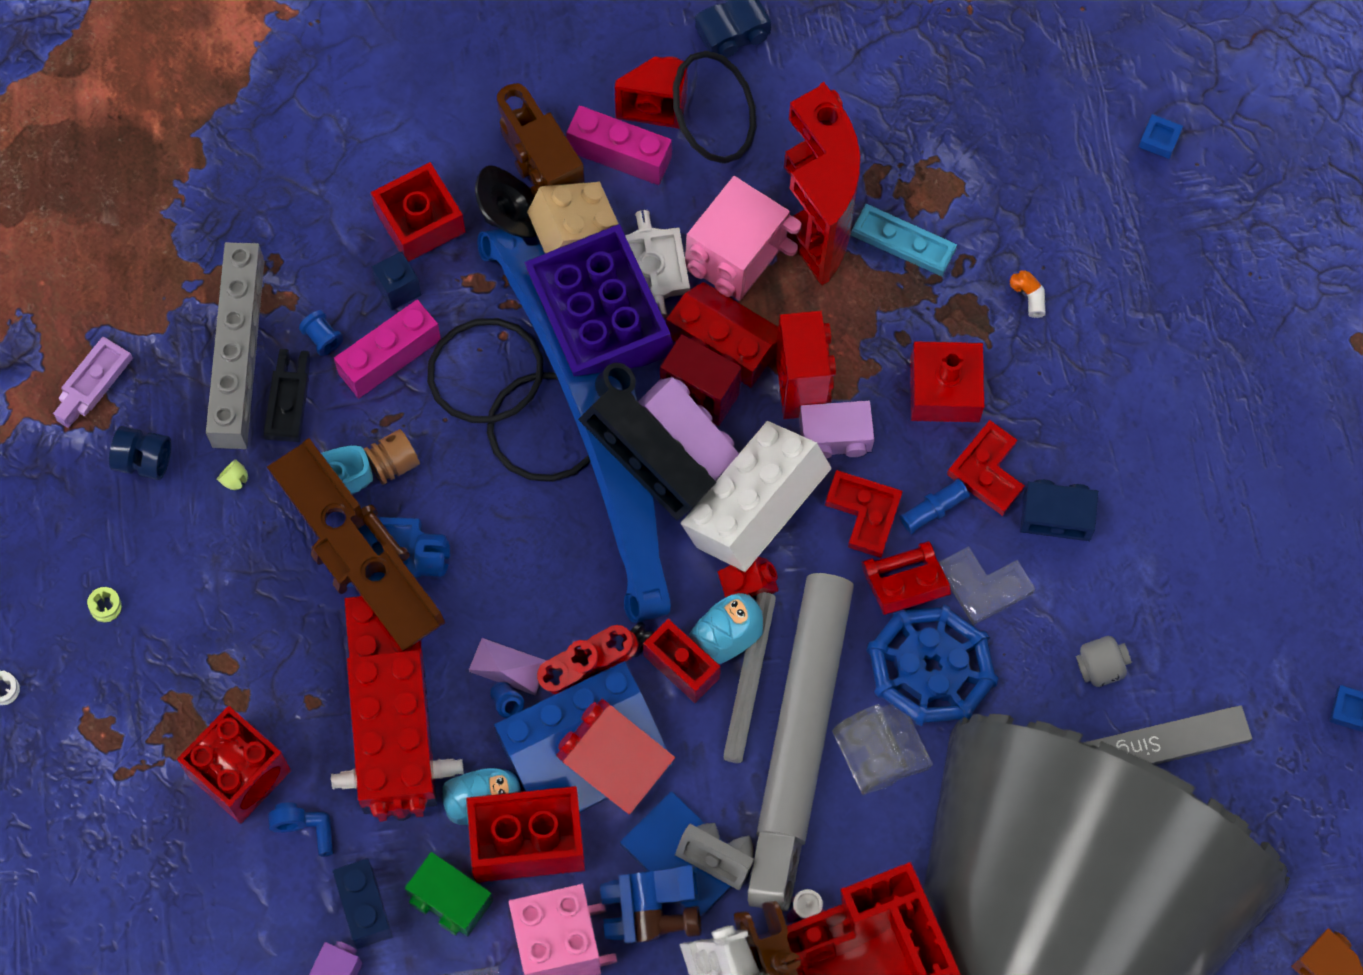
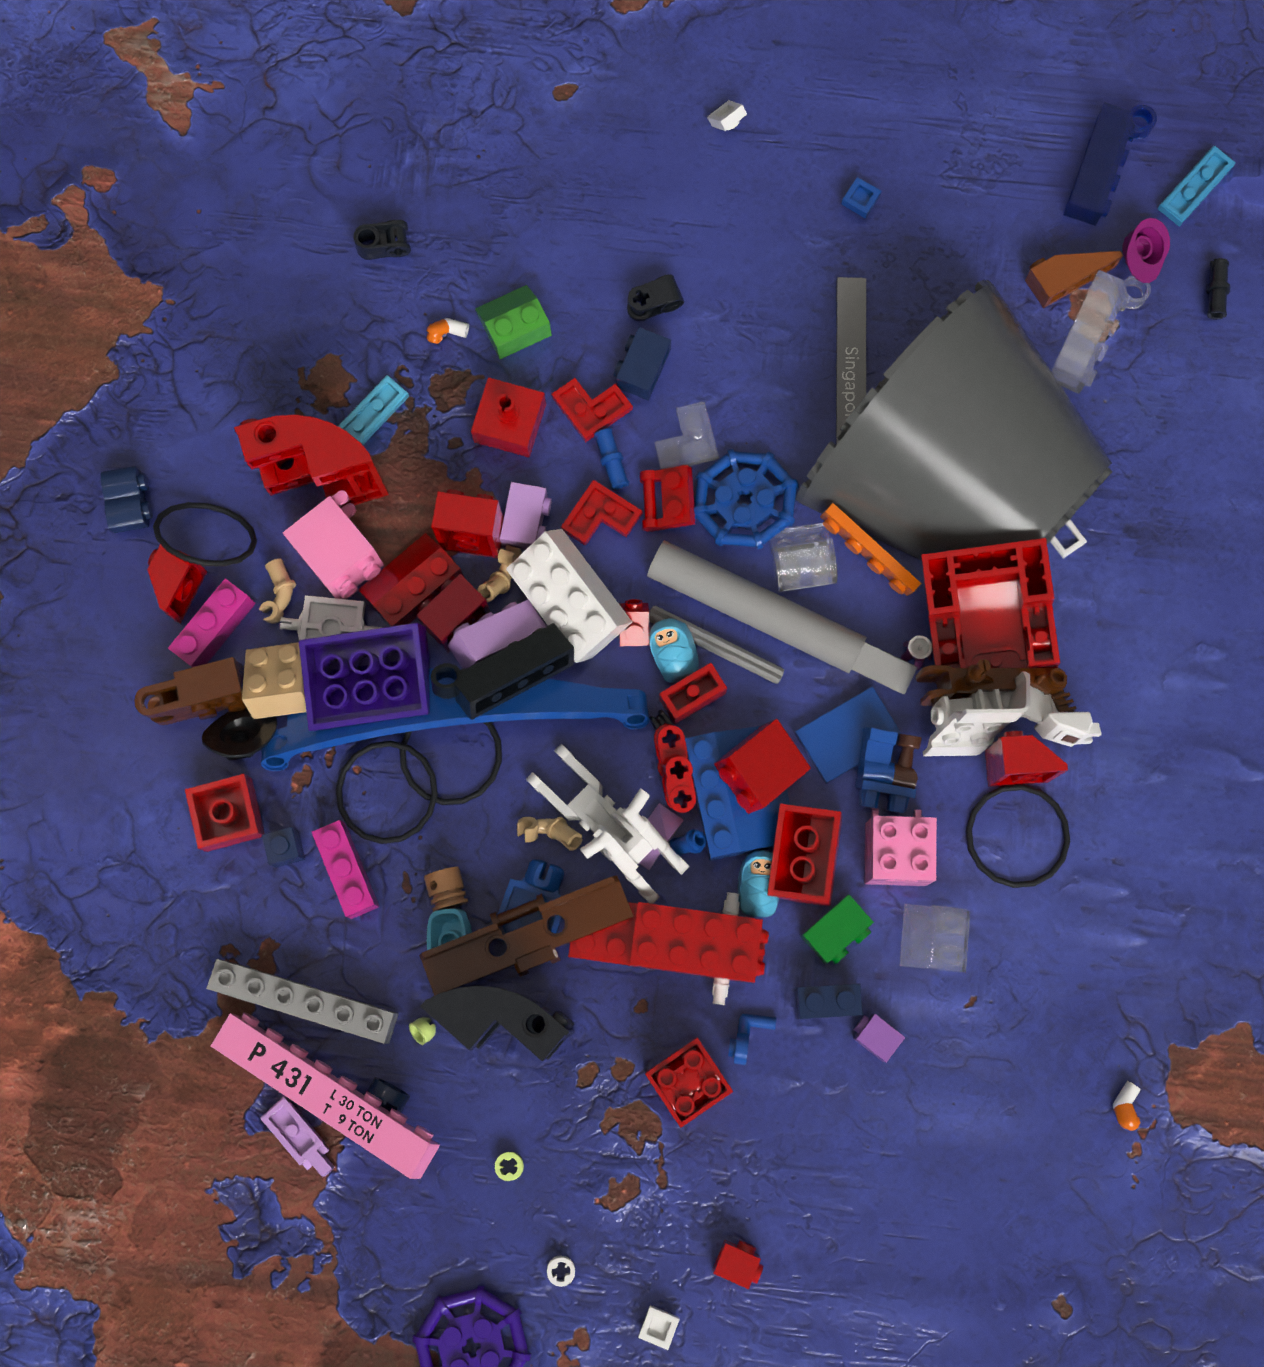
camera: 70 degrees left, 10 degrees up
(44, 875) = (738, 1263): none -> red brick
(136, 389) = (326, 1096): none -> bright pink brick
(257, 529) = (479, 1011): none -> black slope
(287, 399) = (365, 967): black hinge -> none
(321, 332) = (312, 924): blue bush -> none
(489, 554) = (554, 828): none -> tan piece
(499, 610) = (619, 833): none -> white piece
(681, 205) = (283, 590): none -> tan piece
(724, 861) = (868, 701): light grey tile -> none
(752, 421) = (500, 580): none -> tan piece
(916, 804) = (860, 542): none -> orange plate
(1062, 359) = (514, 321): none -> bright green slope
(1103, 661) = (776, 368): light grey head -> none
(1113, 202) = (384, 240): none -> black piece
(1146, 506) = (656, 296): none -> black piece
(1160, 136) = (339, 184): blue plate -> none

